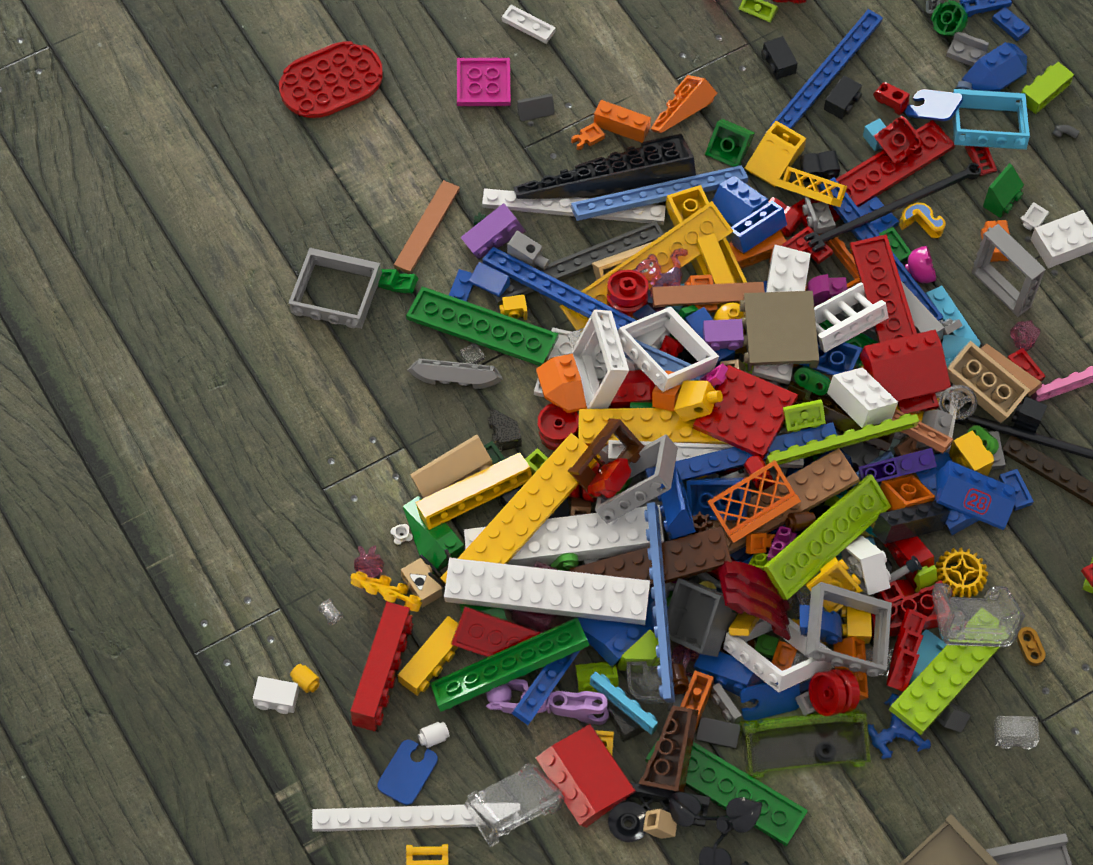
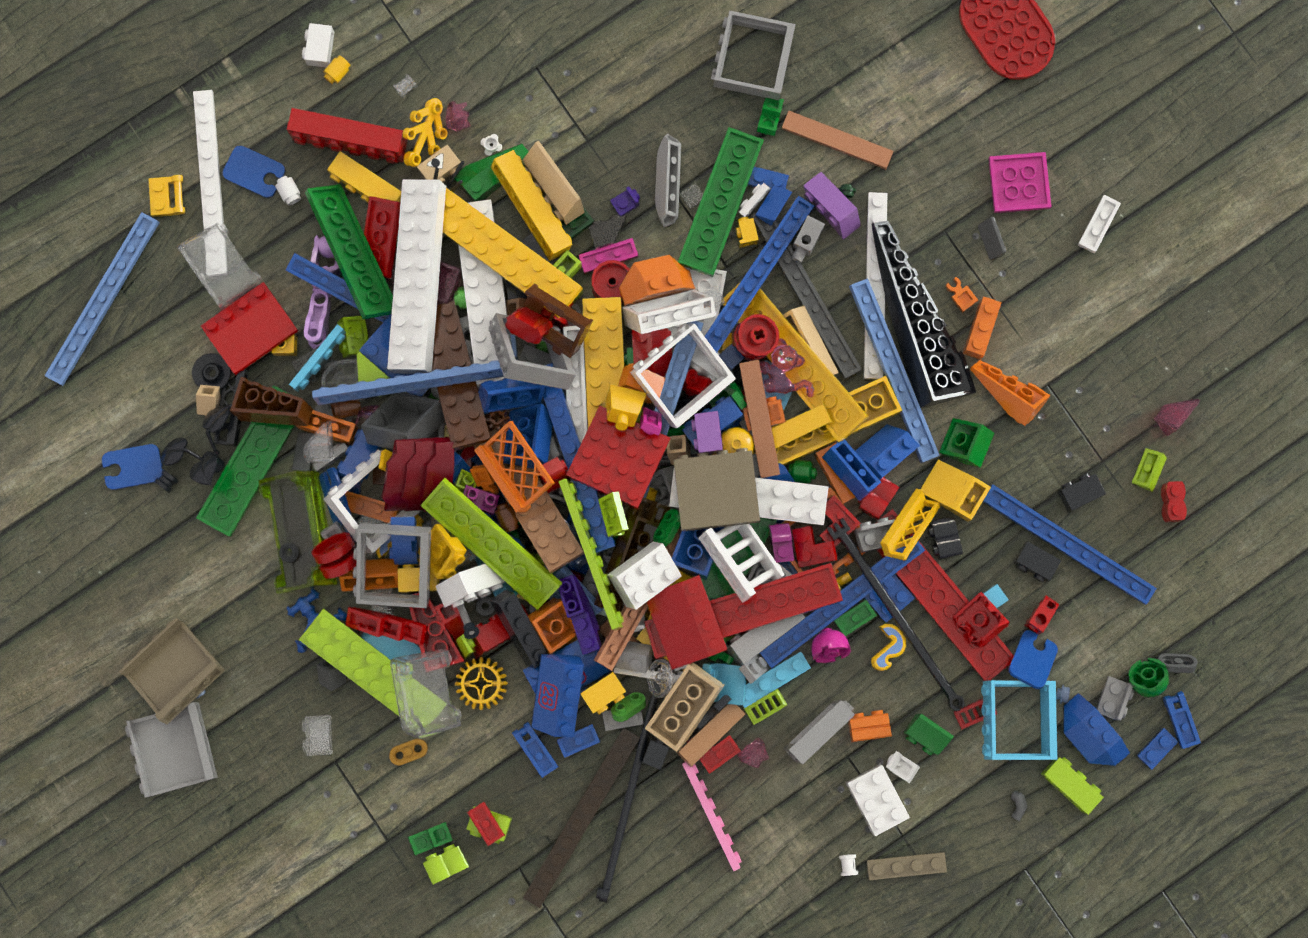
camera: 85 degrees right, 20 degrees up
(472, 413) = (625, 201): none -> dark purple bracket
(478, 292) = (749, 205): none -> white plate
(528, 429) = (618, 251): none -> dark pink plate
(717, 702) = (320, 446): none -> clear slope
(755, 273) = (803, 471): none -> green head
(836, 264) = (810, 553): none -> red plate
(979, 315) = (754, 720): none -> lime slope
(1026, 528) = (535, 750): none -> blue plate

